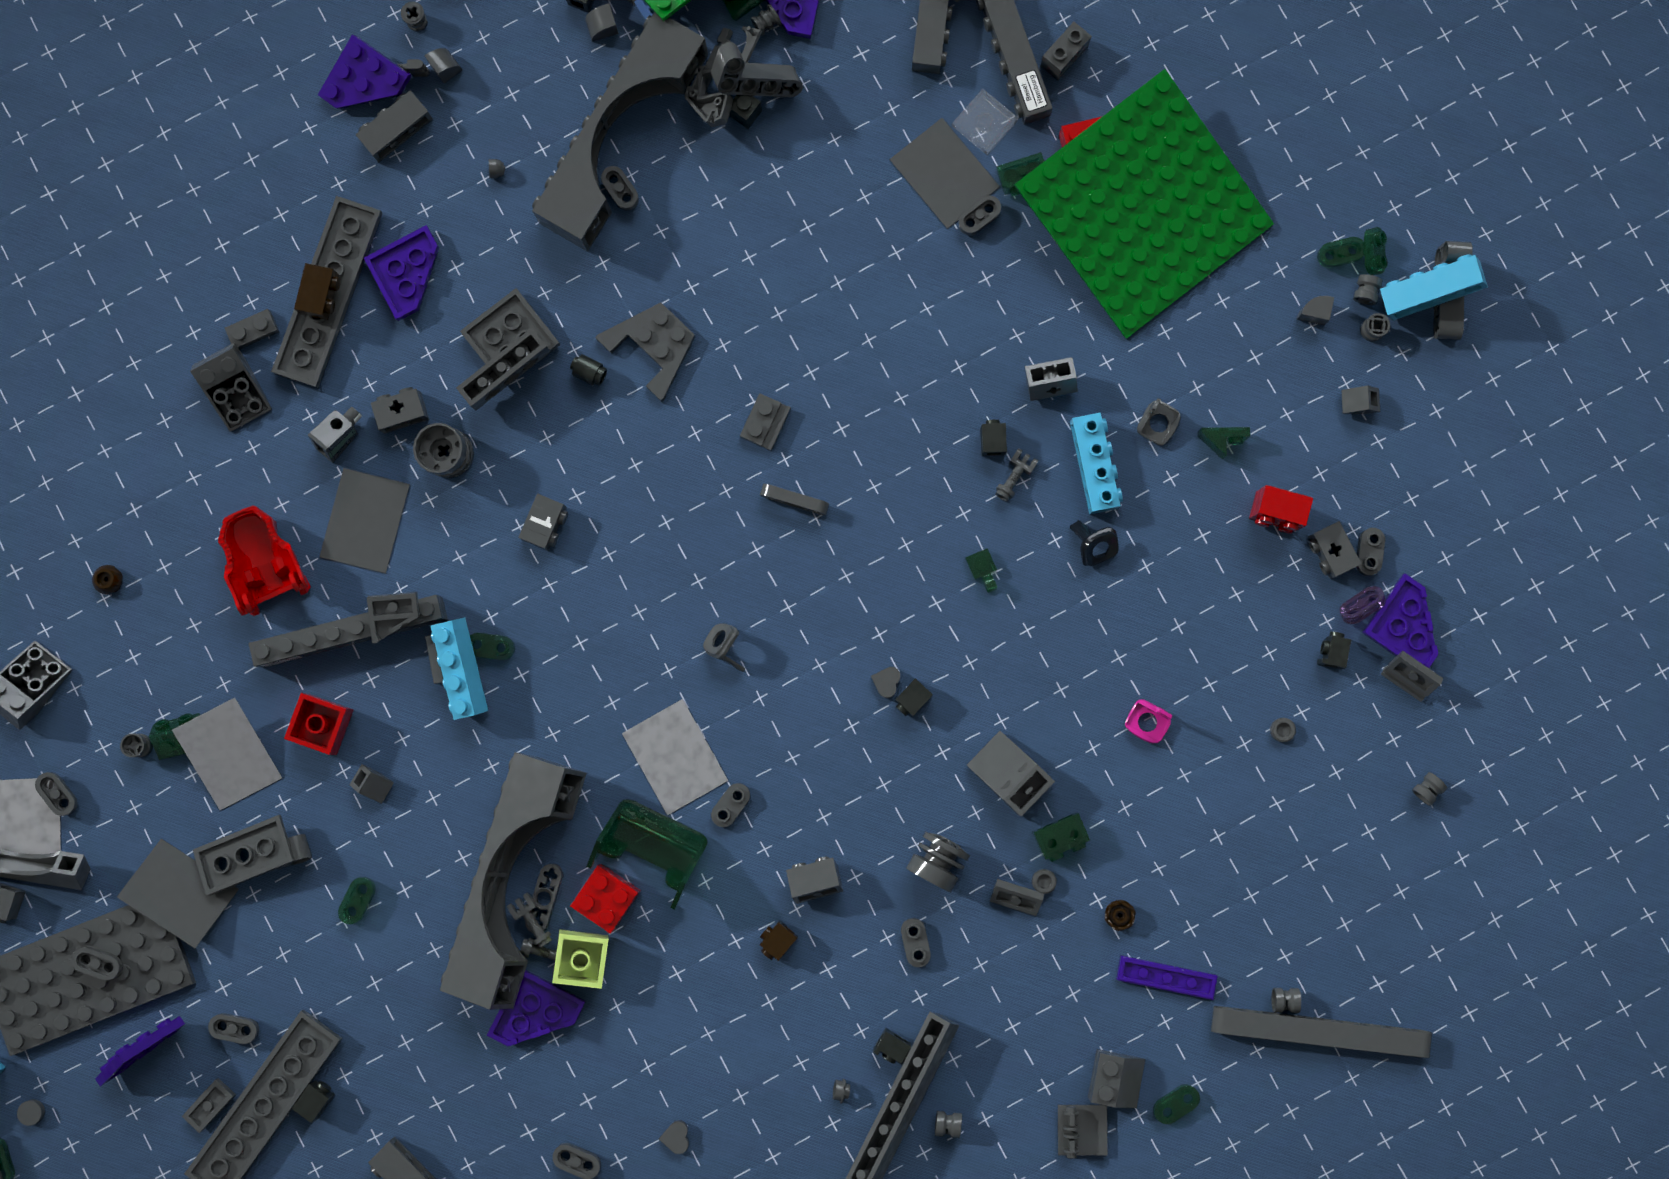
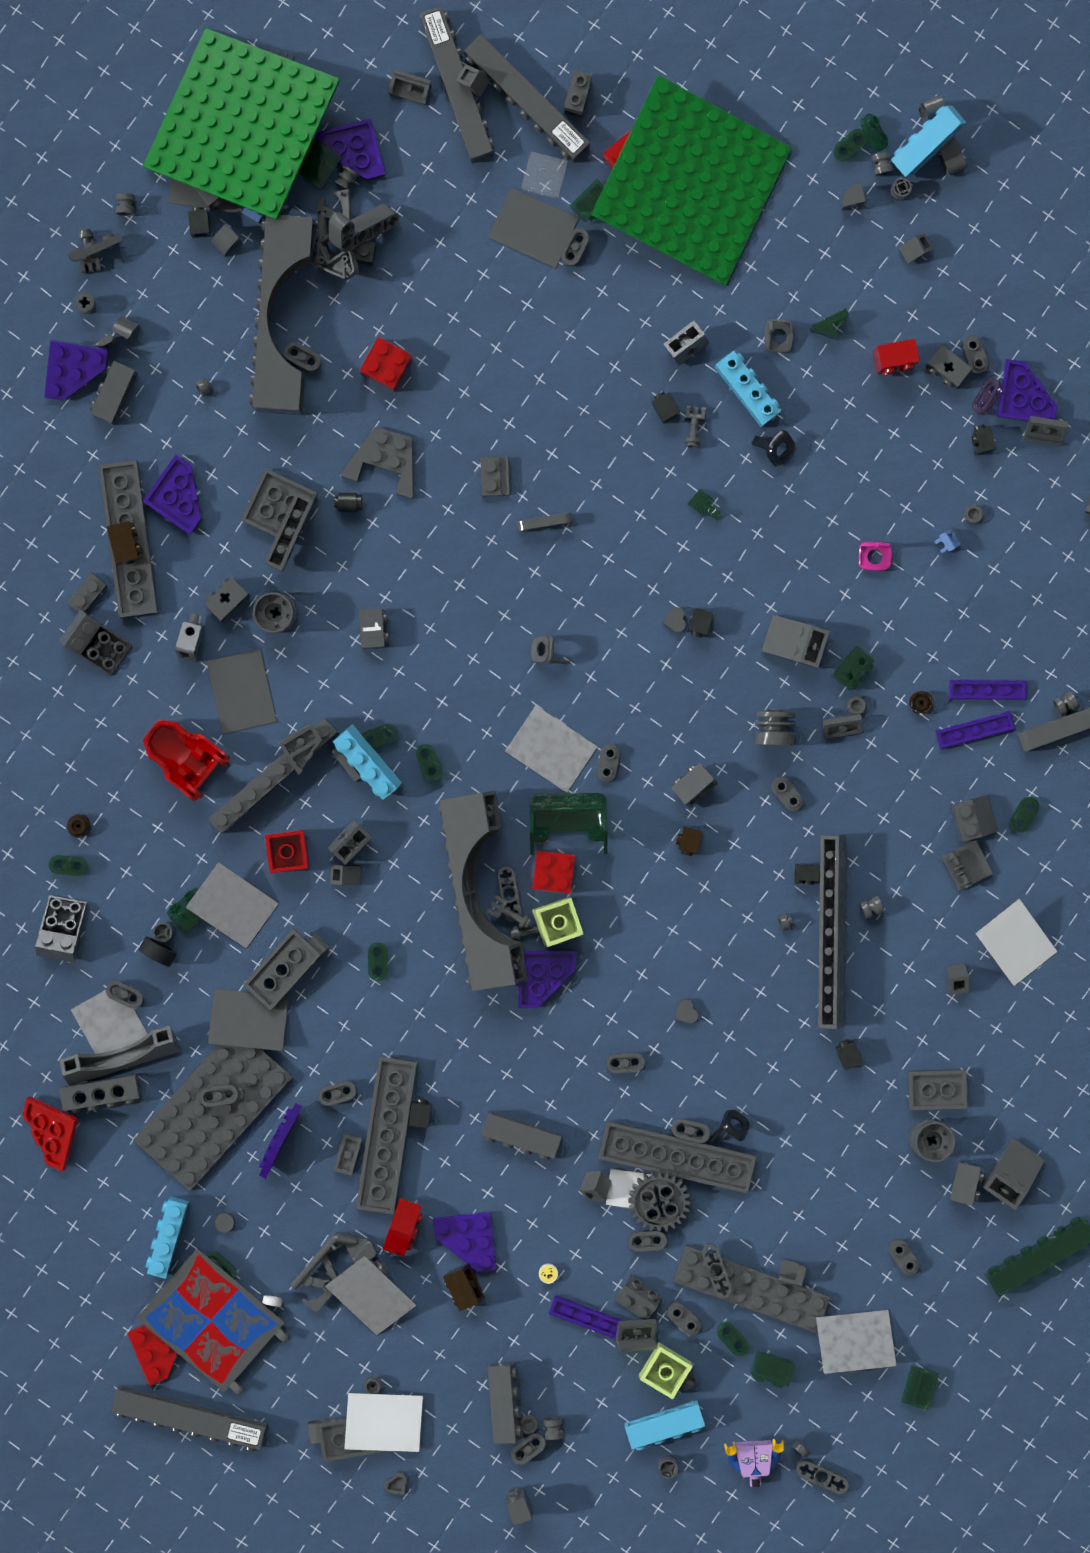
camera: 30 degrees left, 5 degrees up
(72, 619) = (68, 865): none -> clear green plate
(115, 765) = (157, 951): none -> black tyre
(392, 749) = (349, 842): none -> dark grey brick
(529, 703) = (428, 762): none -> clear green plate
(707, 240) = (386, 364): none -> red brick
(1204, 938) = (988, 689): none -> dark purple tile
(1241, 744) = (949, 540): none -> medium blue tile

